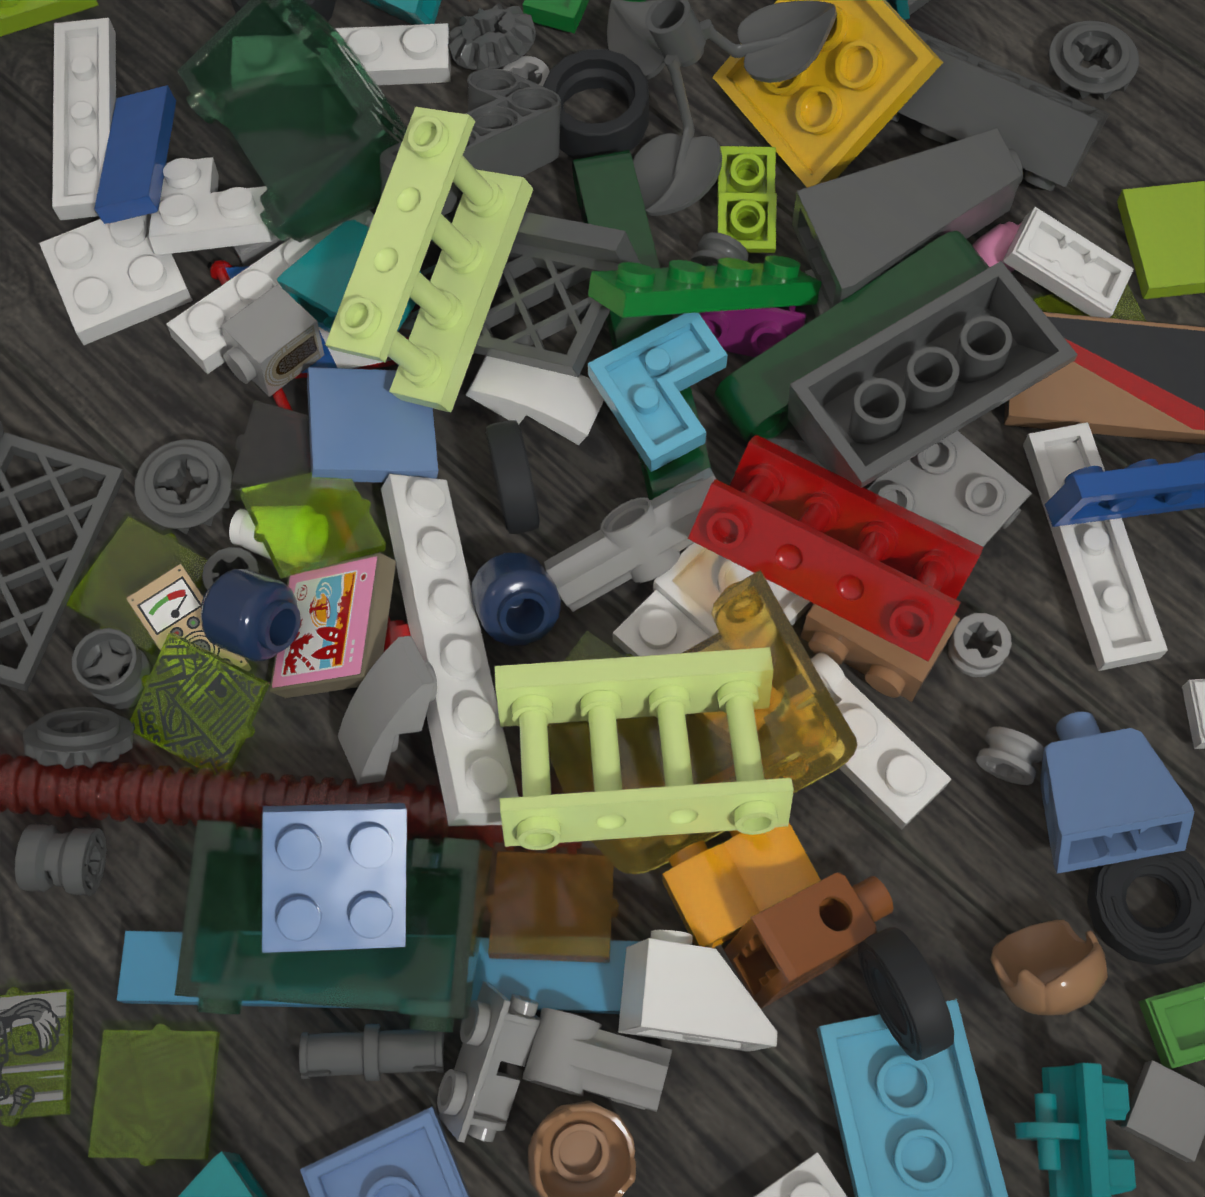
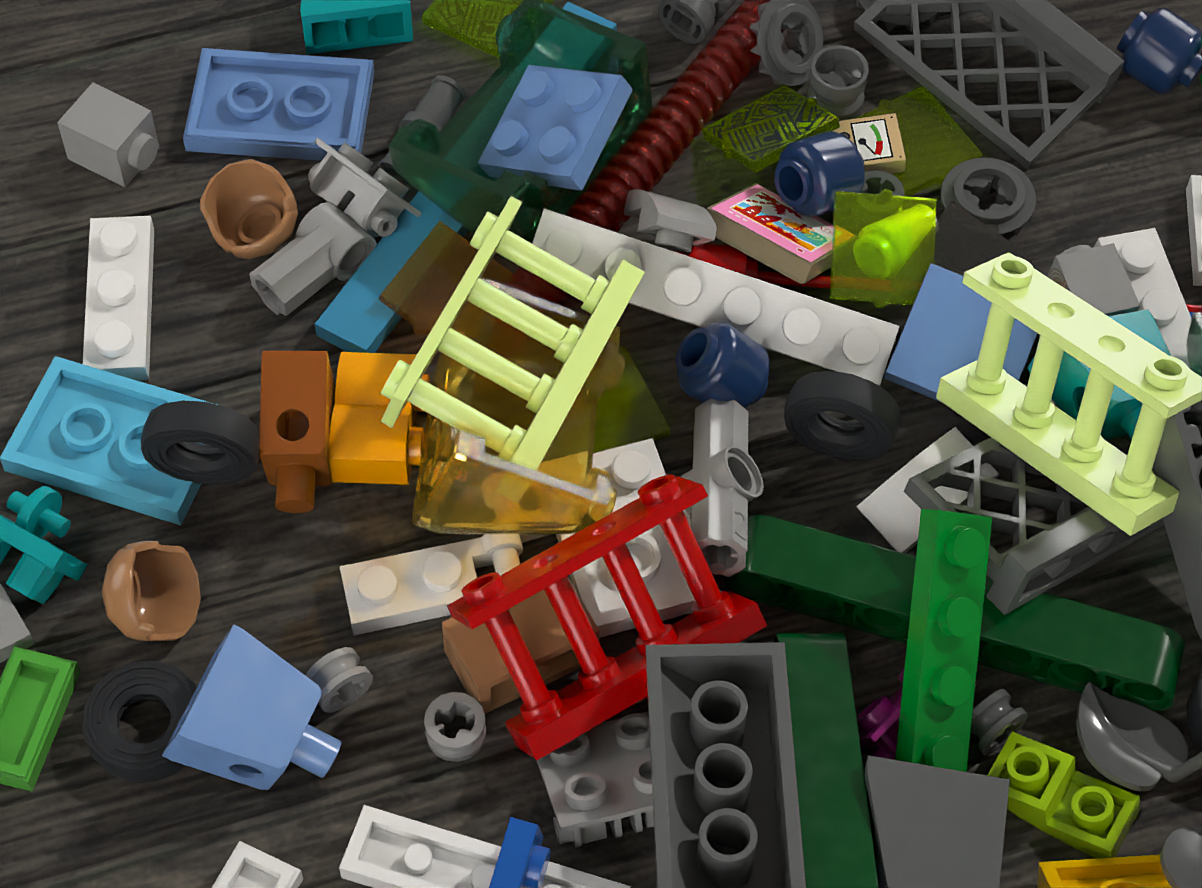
camera: 115 degrees right, 10 degrees down
(645, 382) = (864, 538): medium azure plate -> none
(689, 996) = (311, 314): white slope -> none

